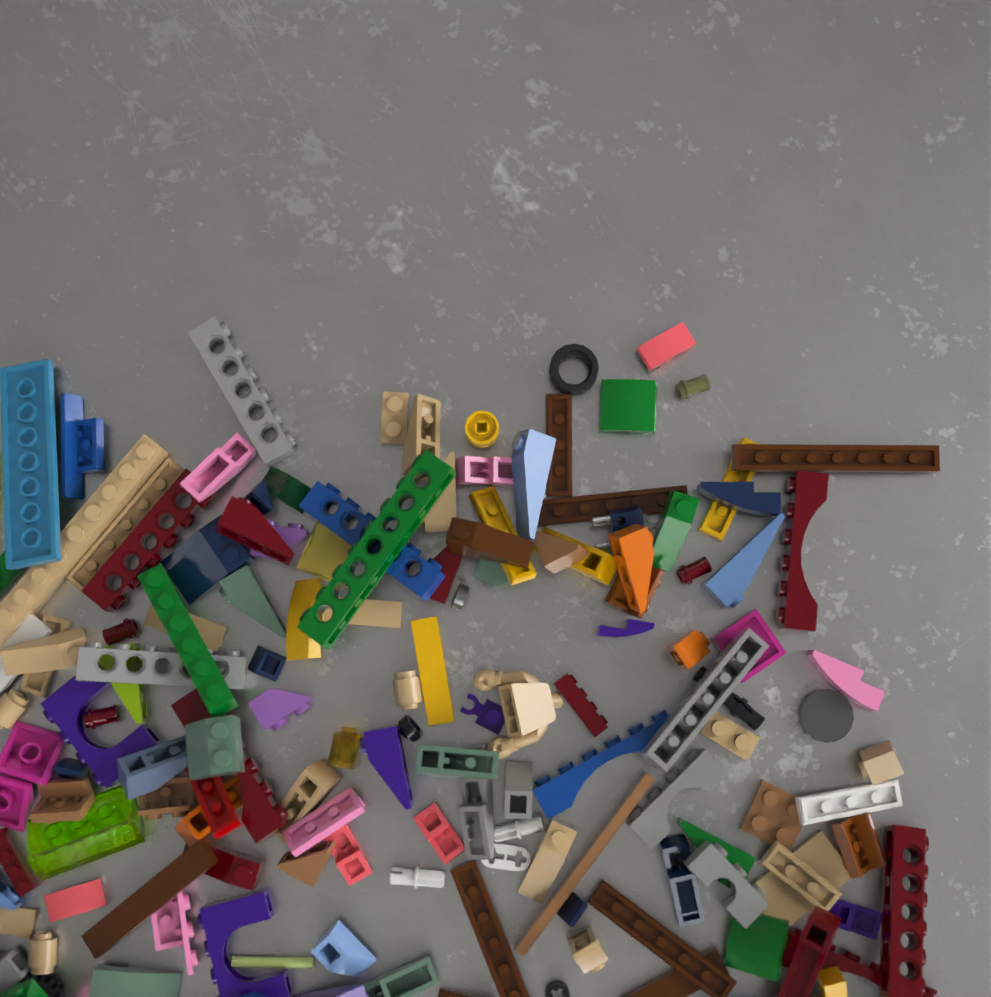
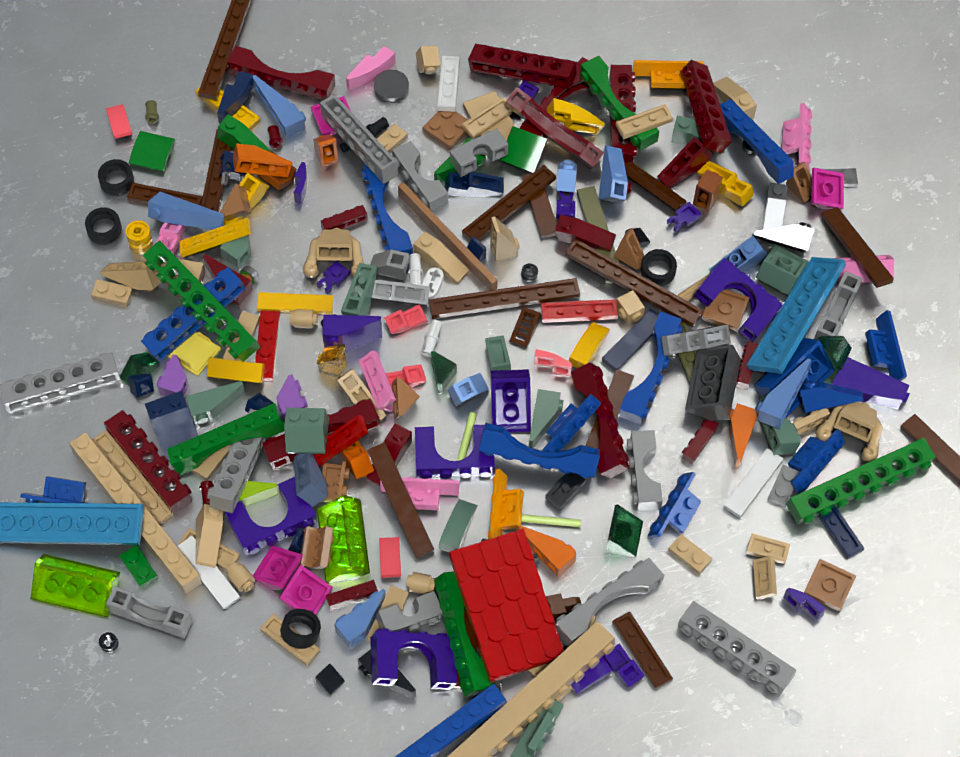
camera: 75 degrees left, 20 degrees down
(101, 716) = (265, 515): dark red pin -> none
(219, 468) = (109, 399): bright pink slope -> none
(249, 527) = (162, 380): dark red slope -> none
(363, 649) = (268, 342): none -> red plate
(366, 906) = (443, 370): none -> clear green slope
(487, 356) = (103, 213): none -> black tyre
(488, 543) = (217, 239): reddish brown slope -> none
(859, 844) = (476, 81): dark orange bracket -> none

